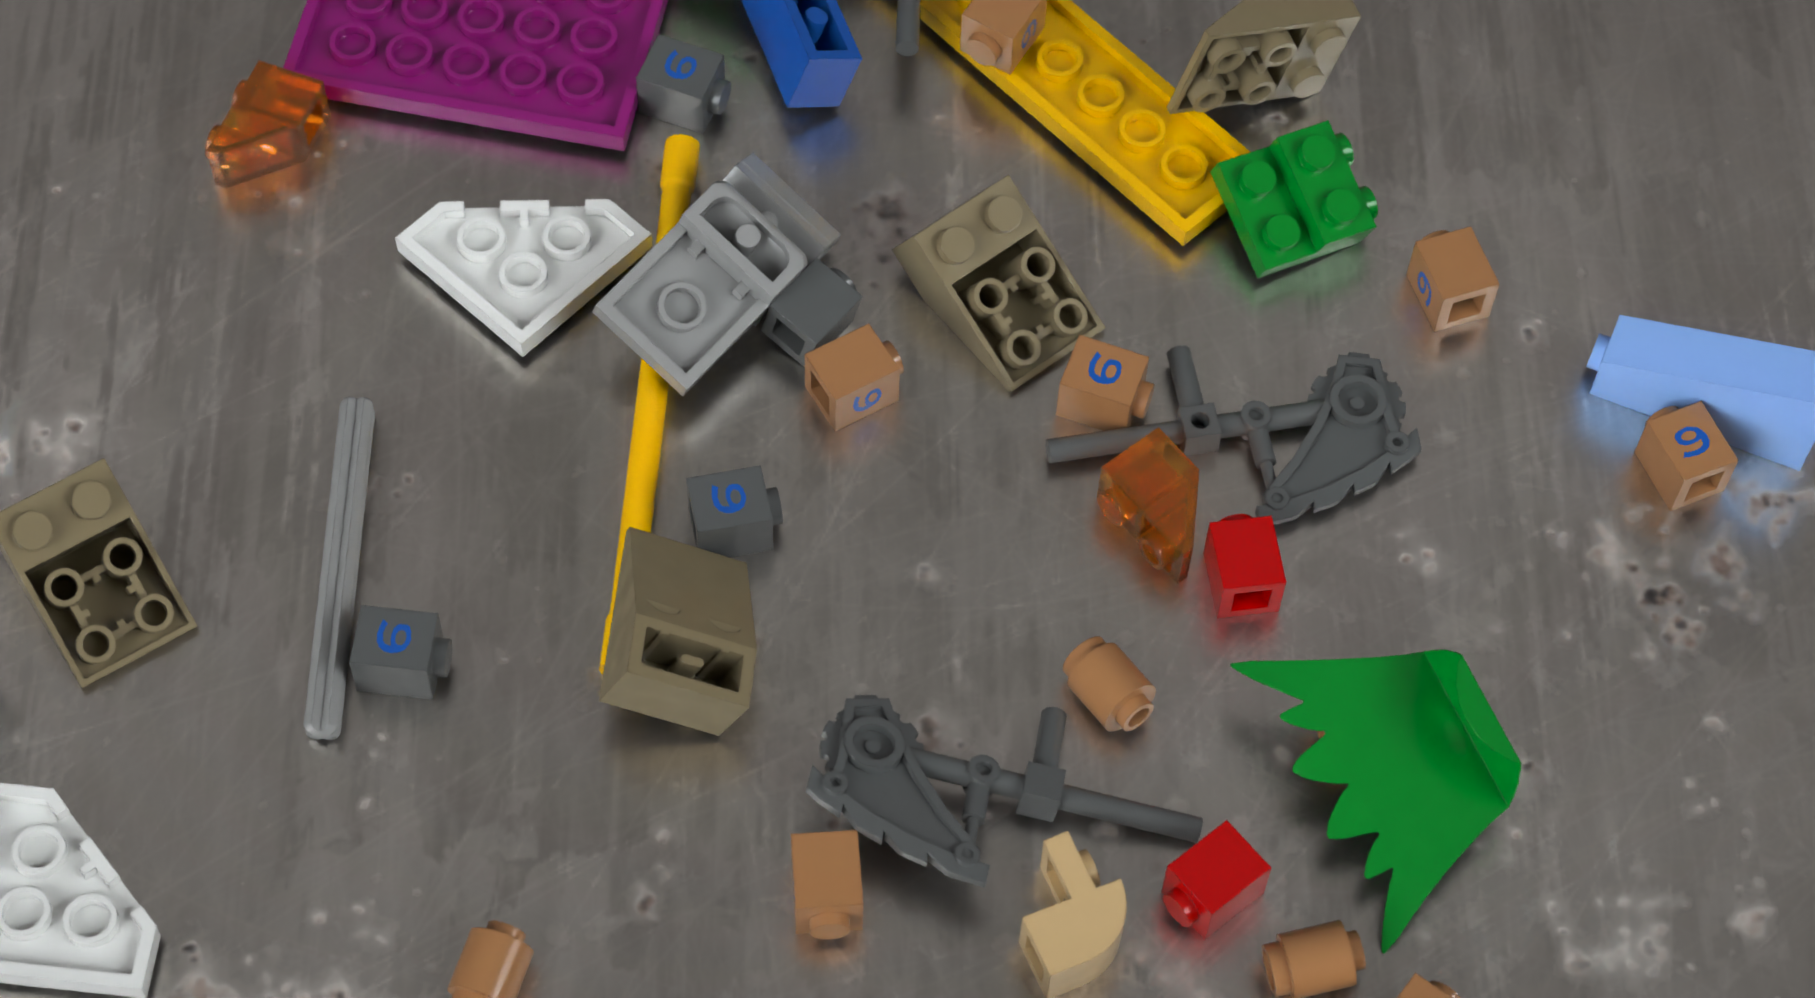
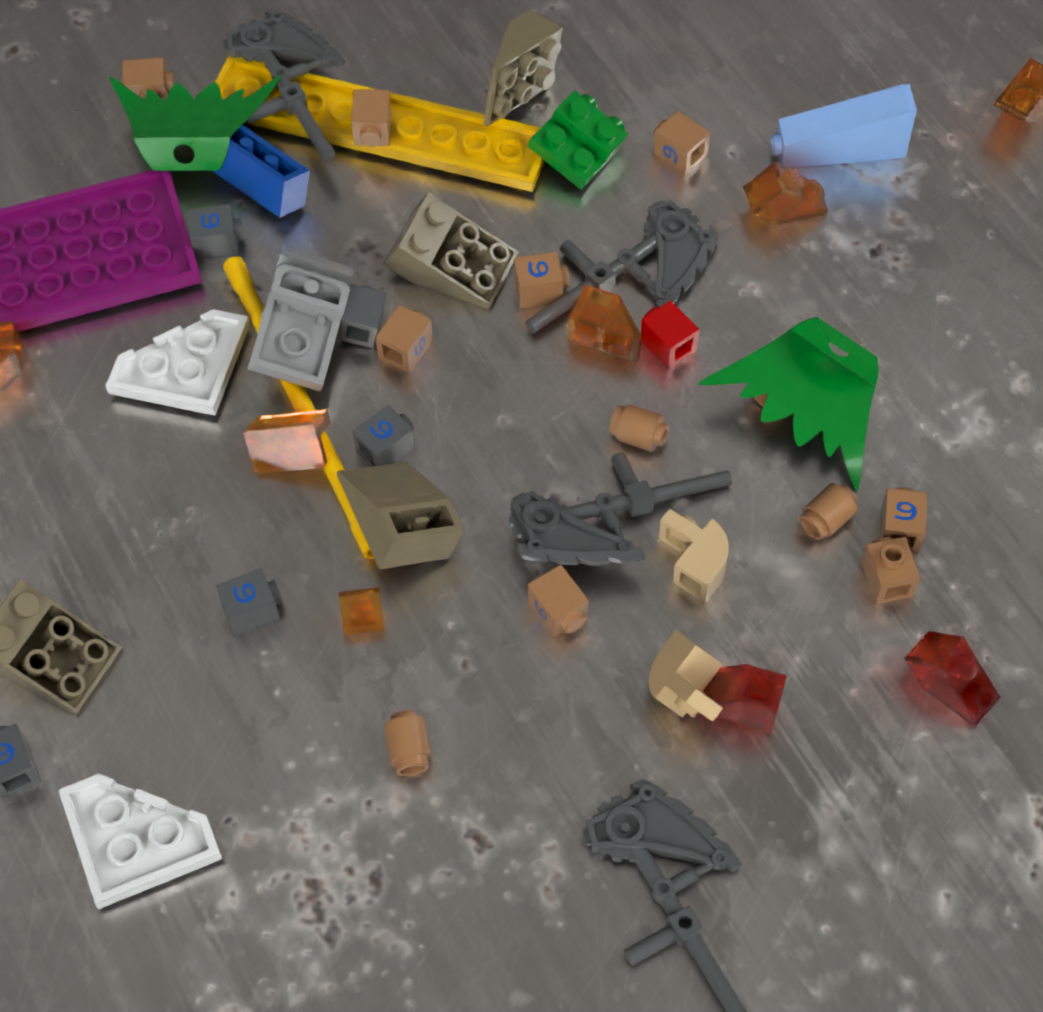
camera: 25 degrees left, 0 degrees up
(339, 569) = (185, 576): light grey axle -> none
(543, 748) = (361, 611): none -> clear orange plate
(591, 445) = (287, 441): none -> clear orange panel
(1214, 880) = (755, 497): red brick -> none
(1559, 440) = (784, 195): none -> clear orange slope
(1685, 455) = (849, 174): medium nougat brick -> none

